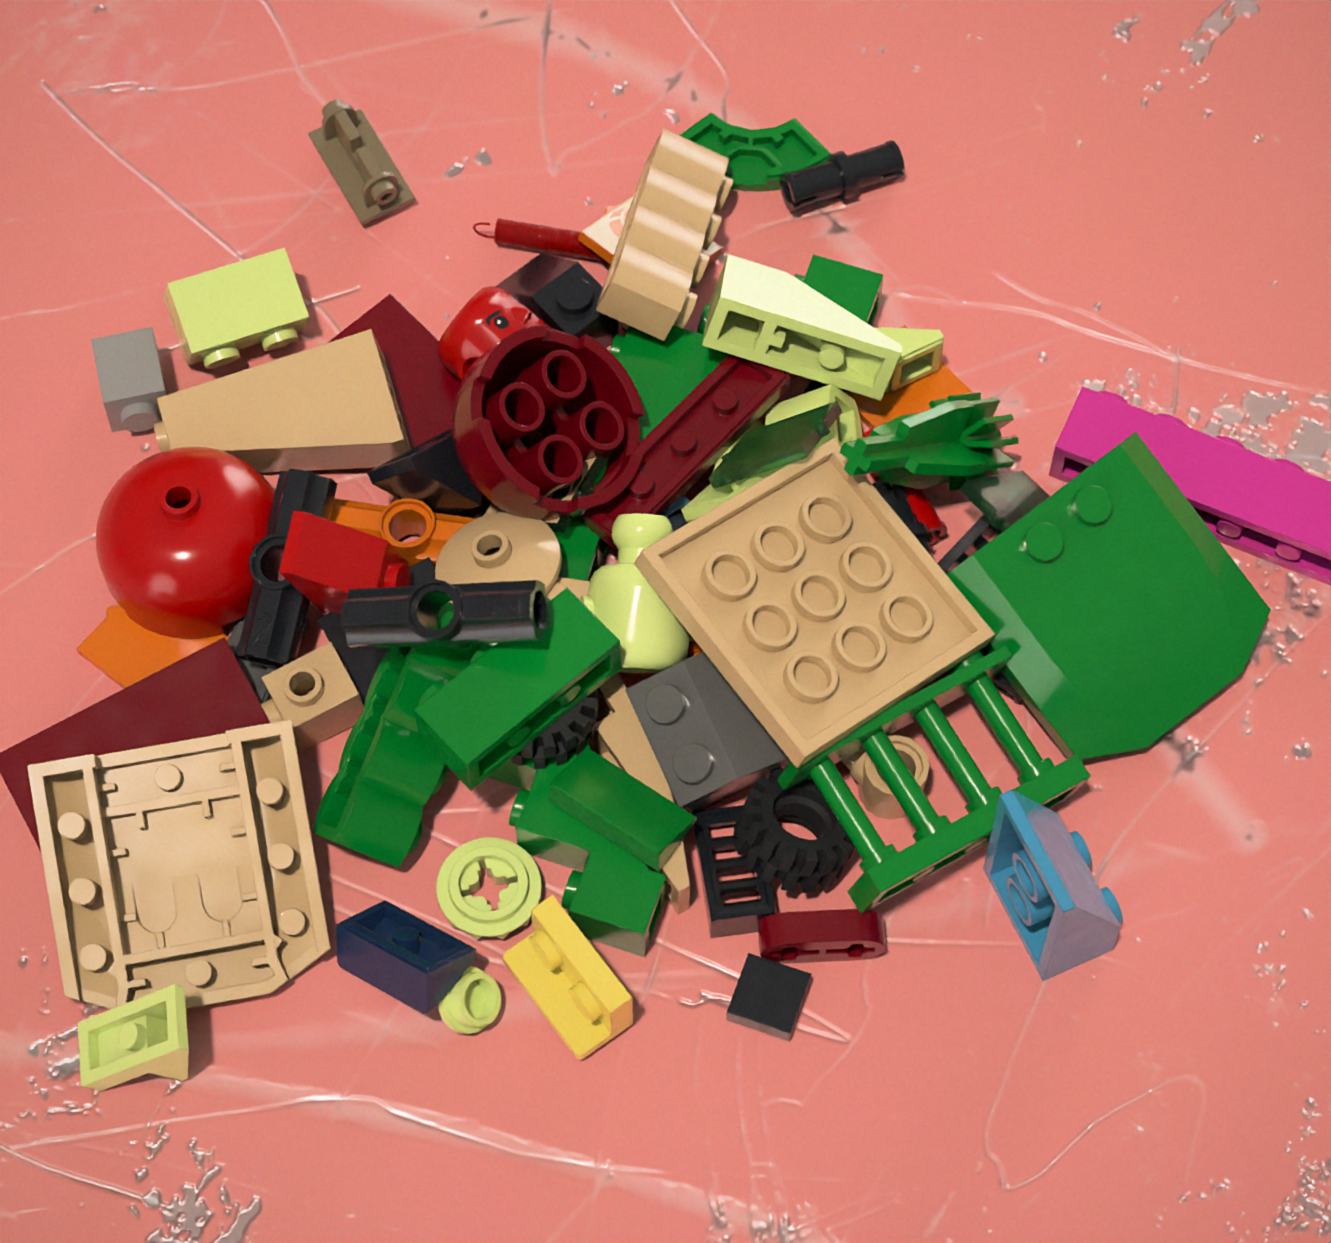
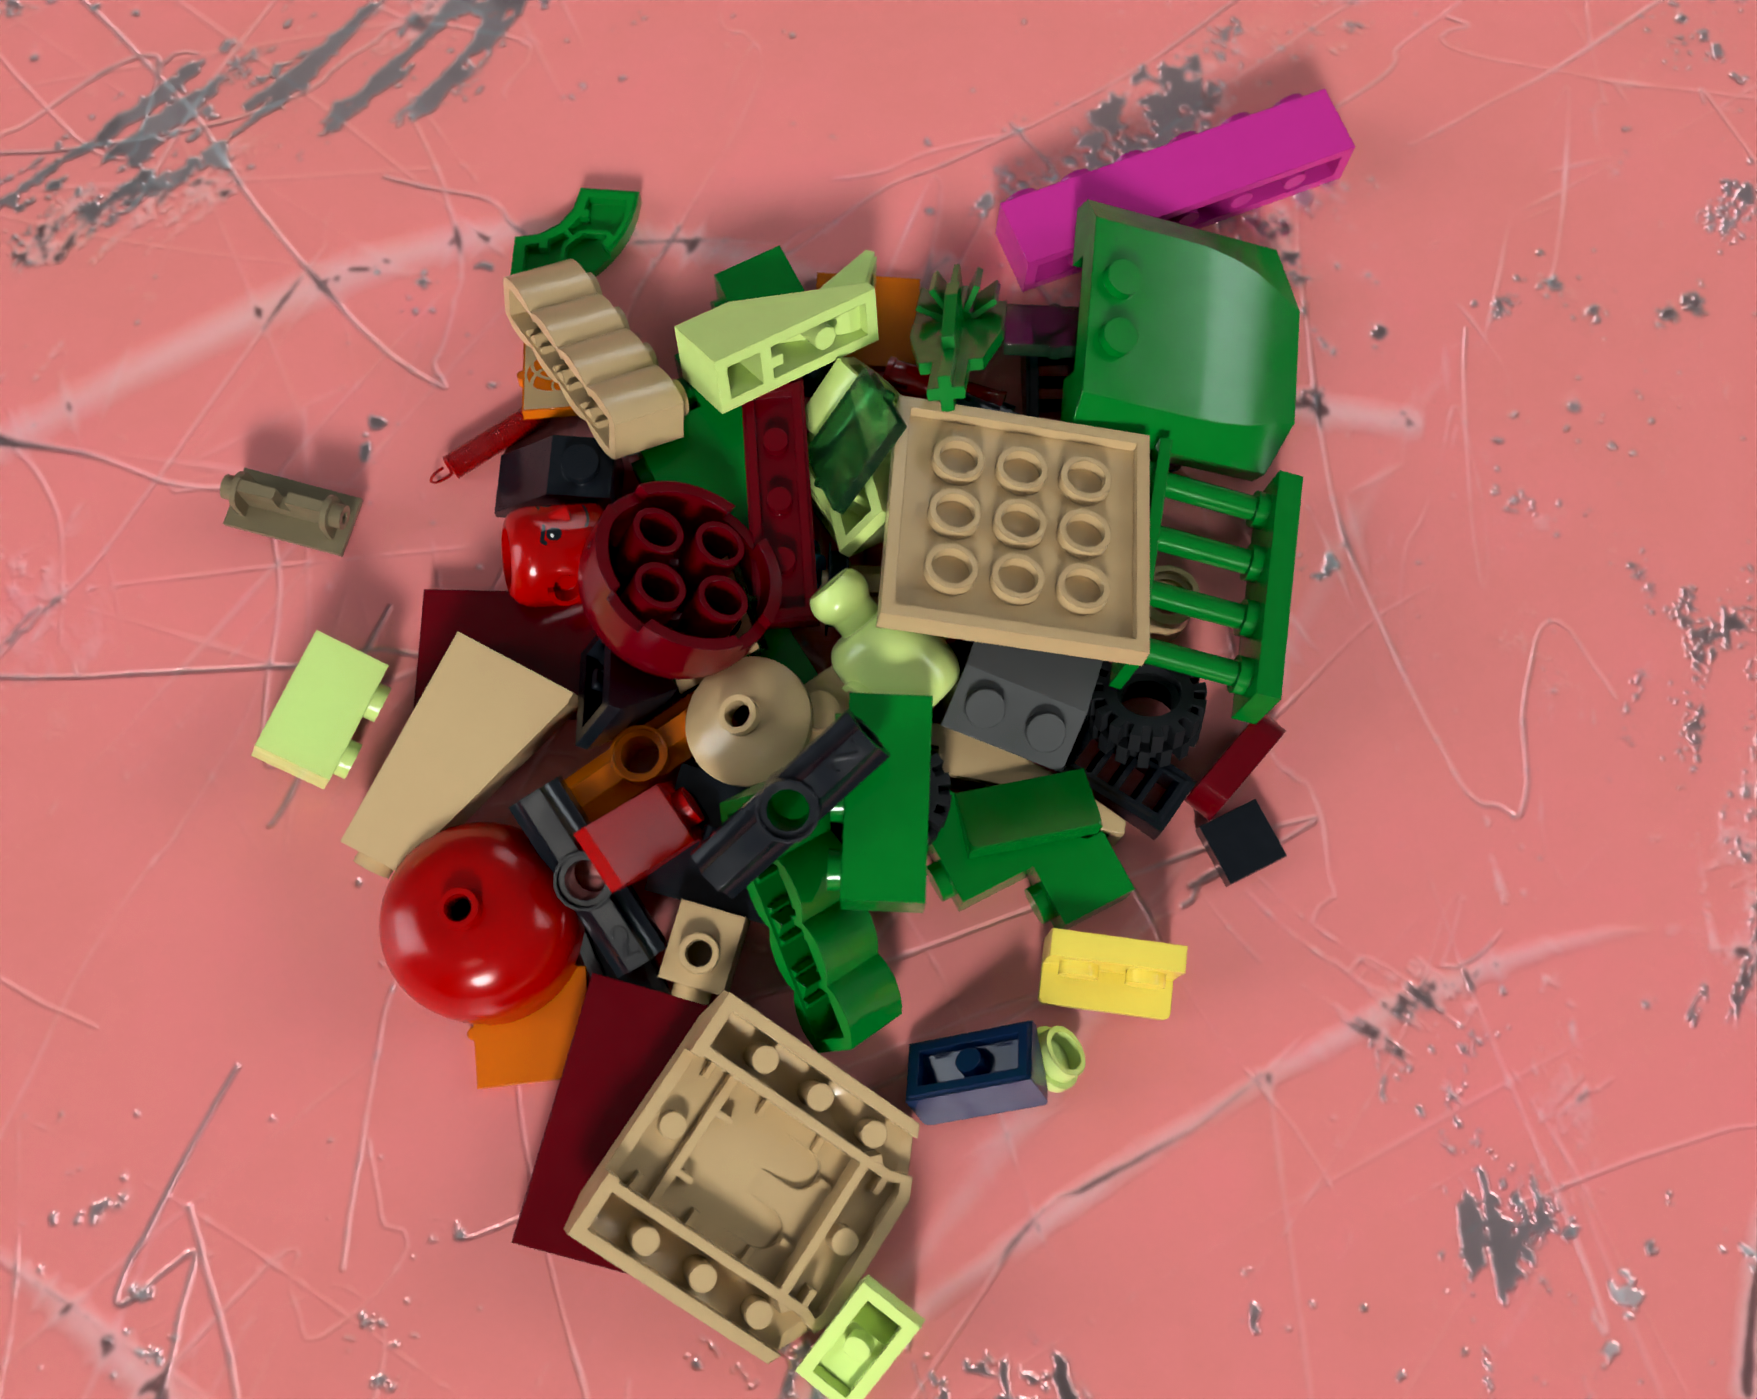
camera: 50 degrees left, 10 degrees up
(130, 379) = (296, 843): light grey brick -> none
(506, 865) = (1005, 952): yellowish green gear -> none
(842, 175) = (660, 201): black pin -> none
(1048, 887) = (1362, 587): dark azure slope -> none

